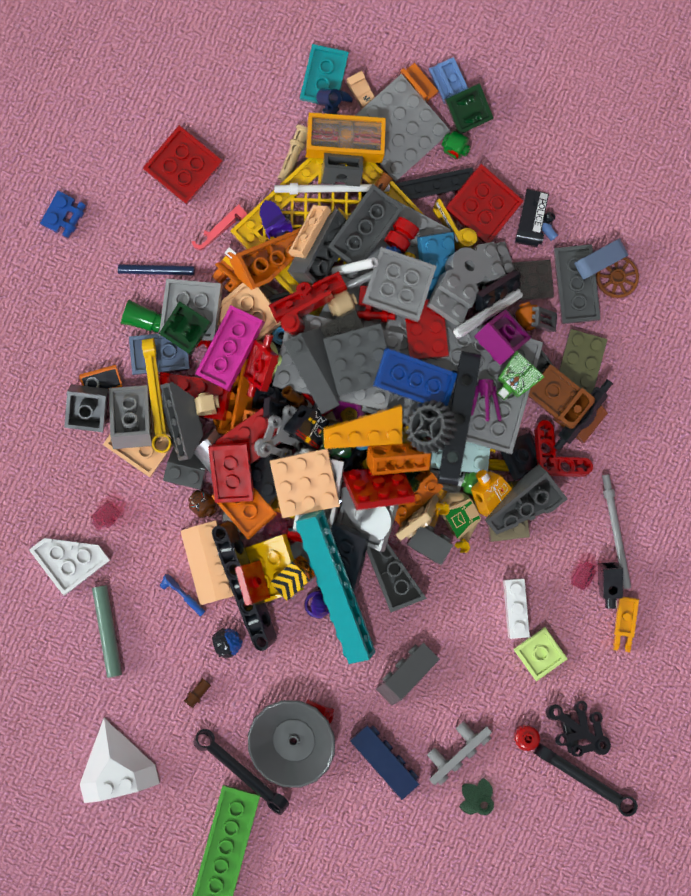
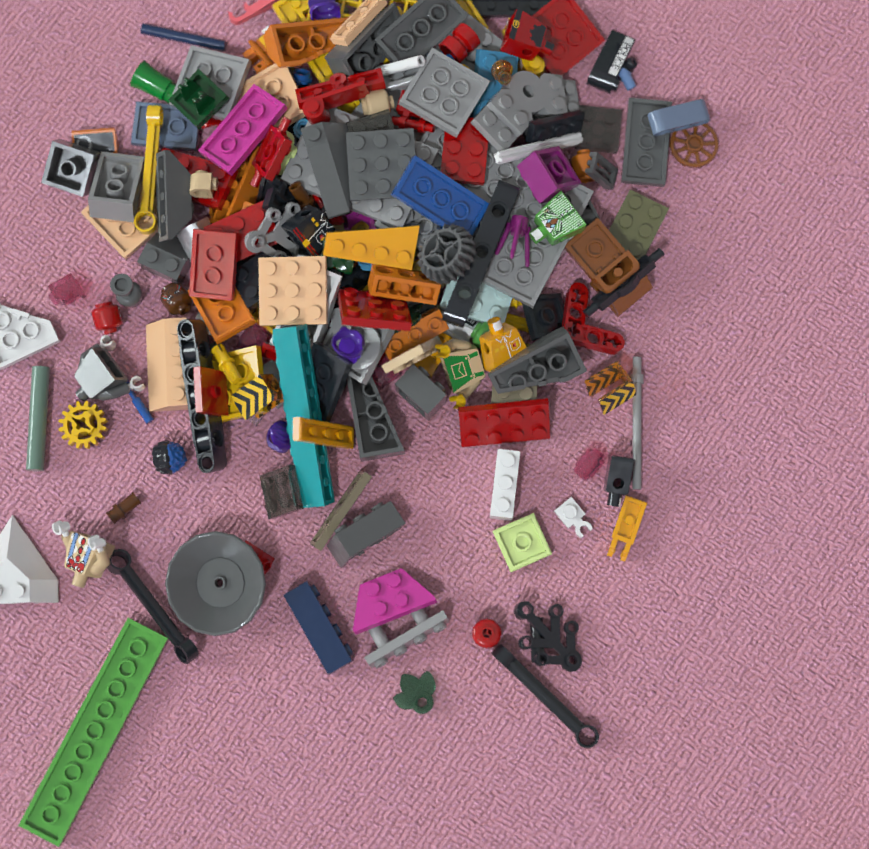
camera: 10 degrees right, 5 degrees down
(142, 640) = (78, 432): none -> yellow gear
(146, 532) = (107, 317): none -> red head
(153, 584) = (101, 375): none -> torso
(159, 507) = (127, 291): none -> dark grey piece
(174, 740) = (84, 553): none -> torso
(260, 555) = (226, 364): none -> yellow axle
(270, 288) = (302, 77): none -> blue plate
(329, 653) = (281, 492): none -> clear smoke plate
(356, 599) = (323, 433): none -> light orange tile
(364, 522) = (351, 343): none -> dark purple piece
(381, 658) = (340, 510): none -> dark tan tile
(439, 725) = (389, 599): none -> dark pink wing
(444, 254) = (502, 67): none -> clear orange cone
(456, 216) = (525, 37): none -> red torso
(505, 556) = (504, 422): none -> red plate
(577, 621) = (571, 514): none -> white plate
(582, 499) = (604, 379): none -> clear orange piece

